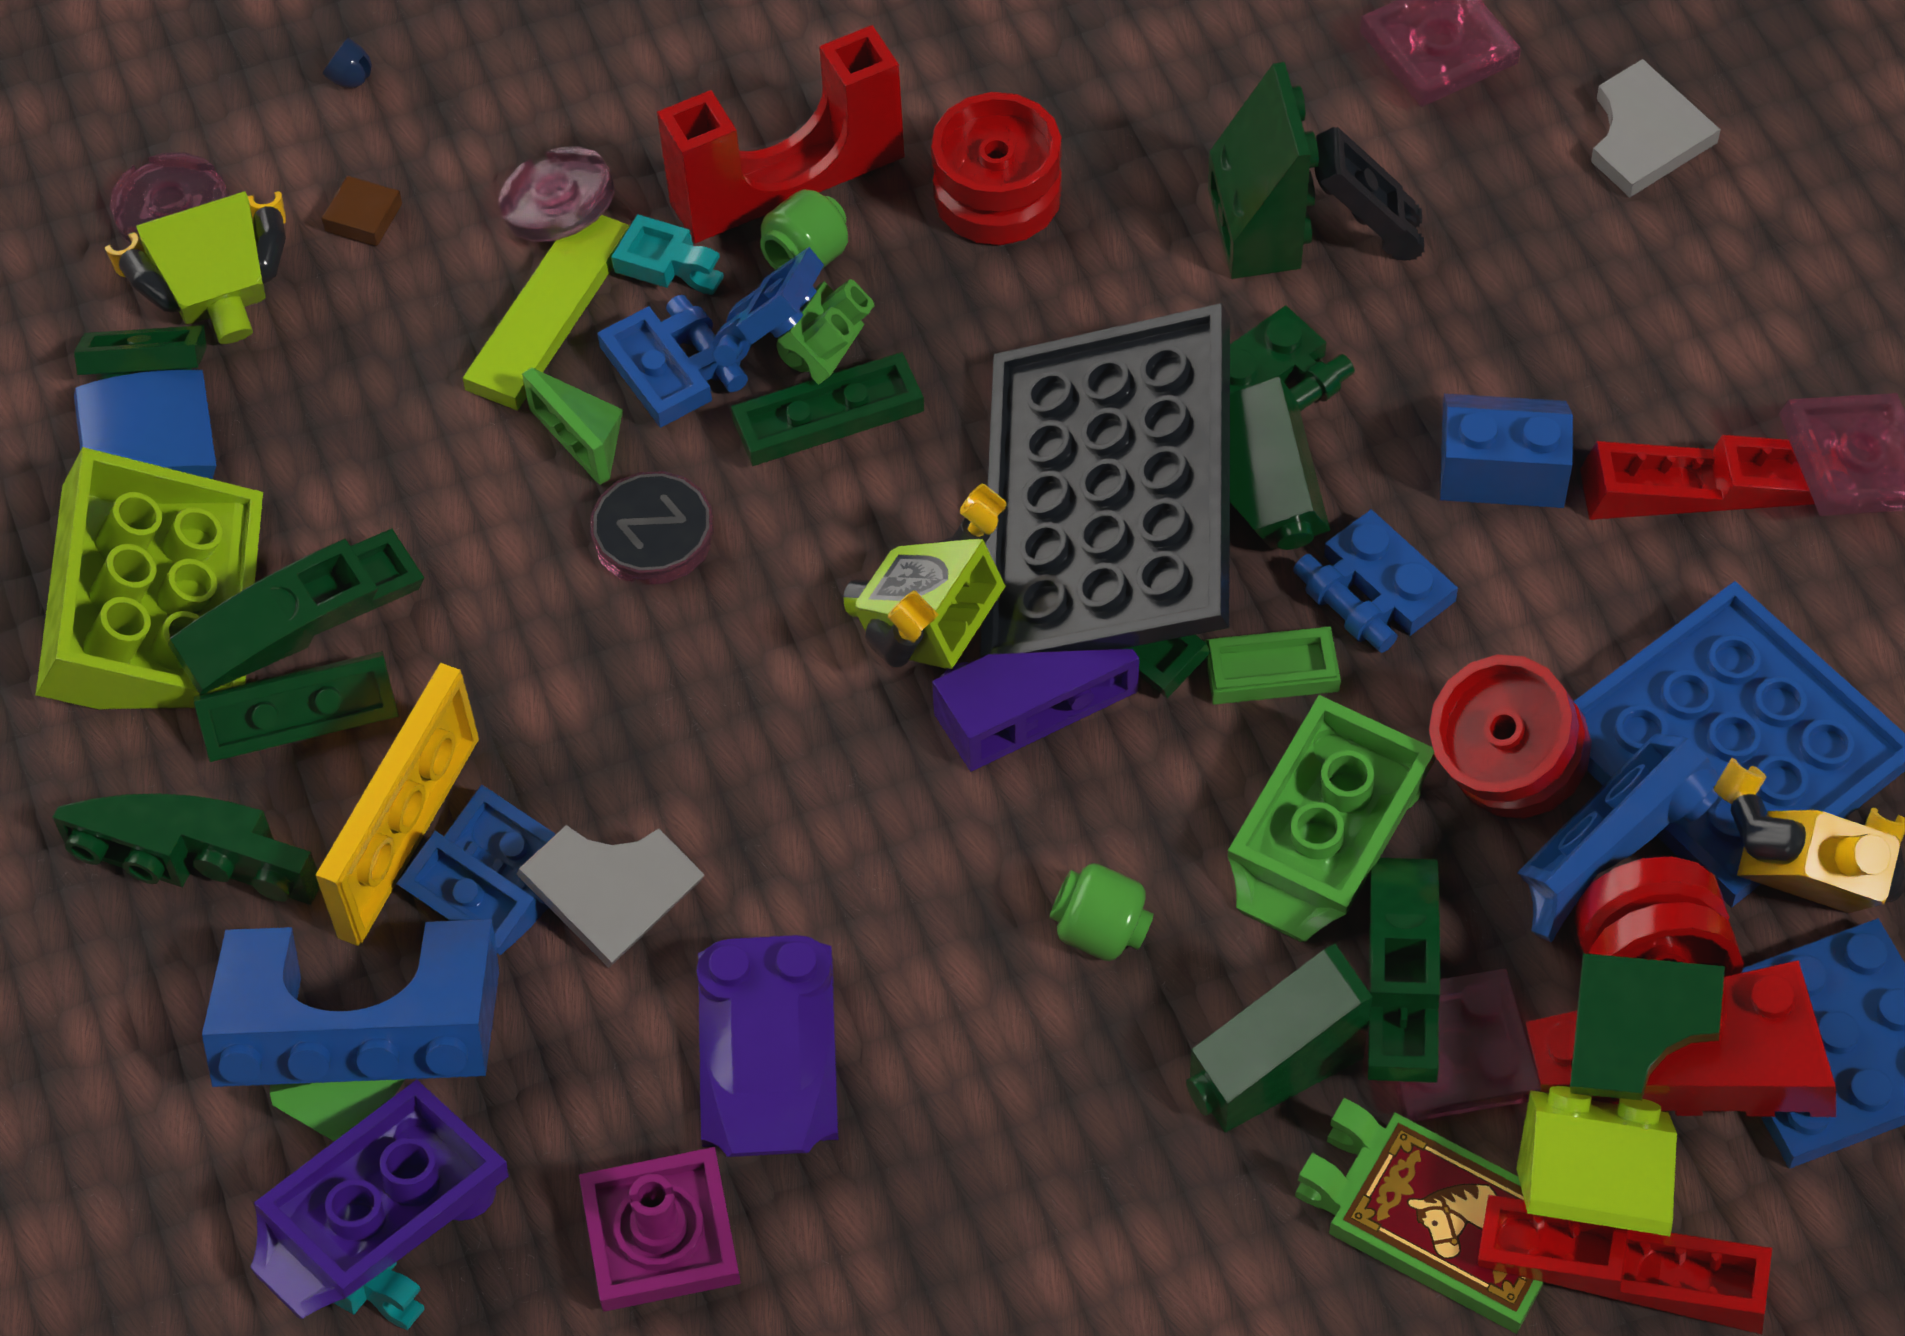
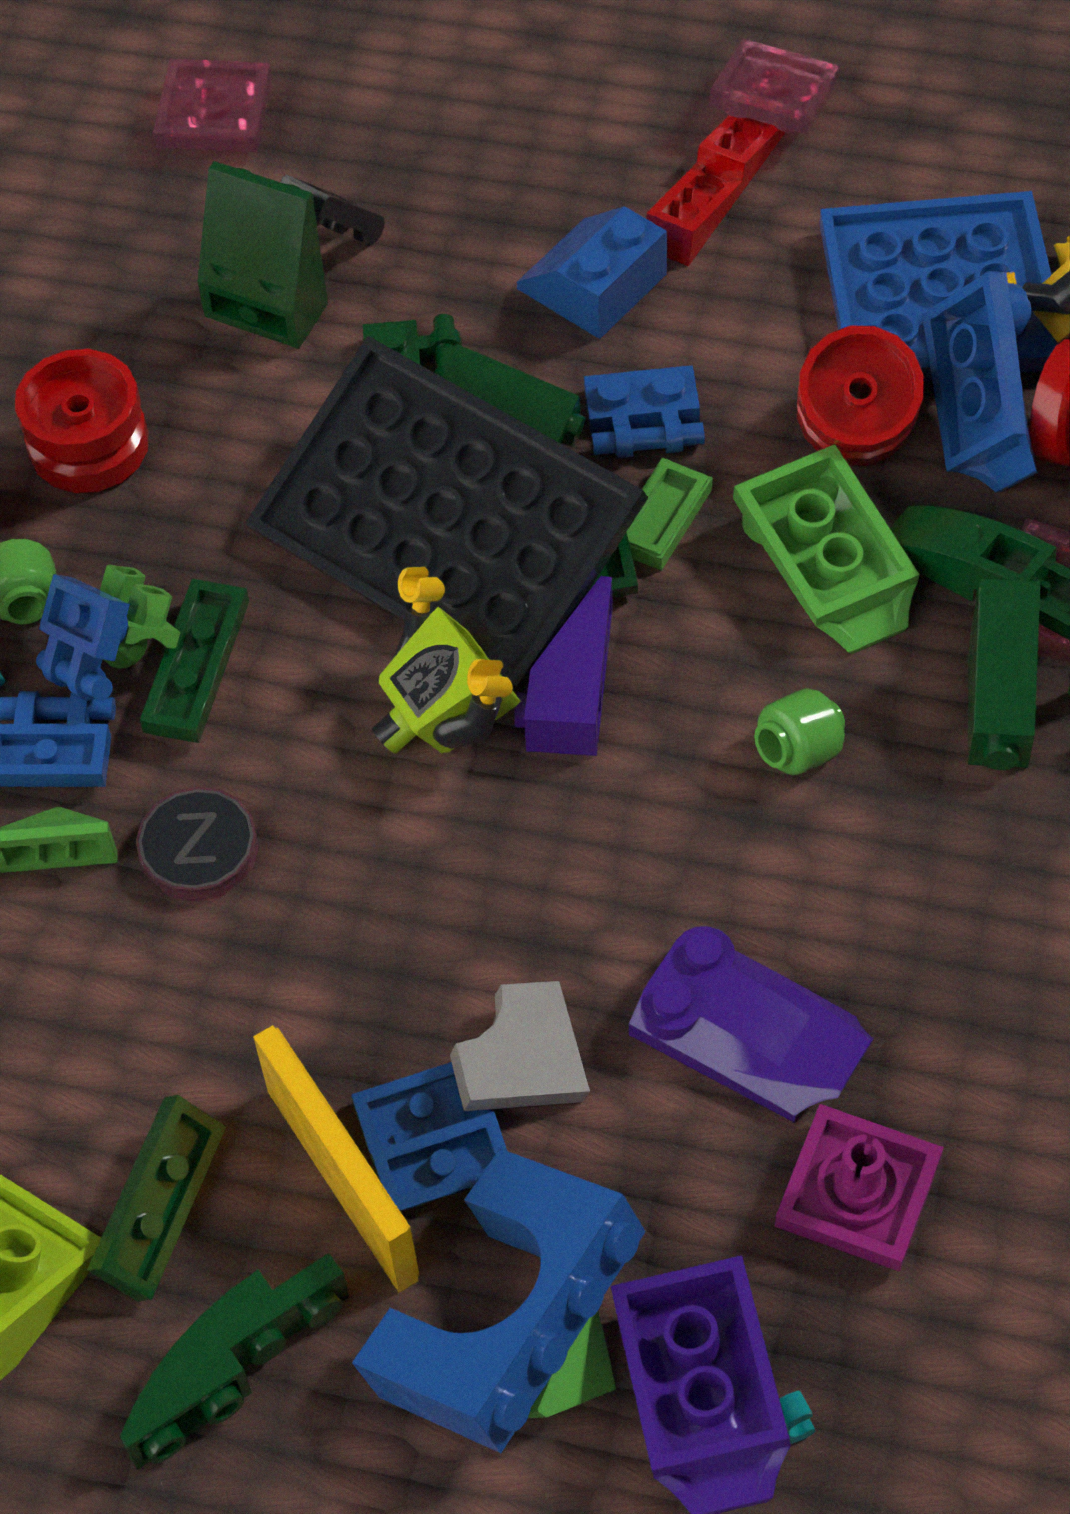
camera: 55 degrees left, 0 degrees up
(292, 607) = (67, 1146): dark green slope -> none
(1649, 129) = (396, 39): light grey tile -> none

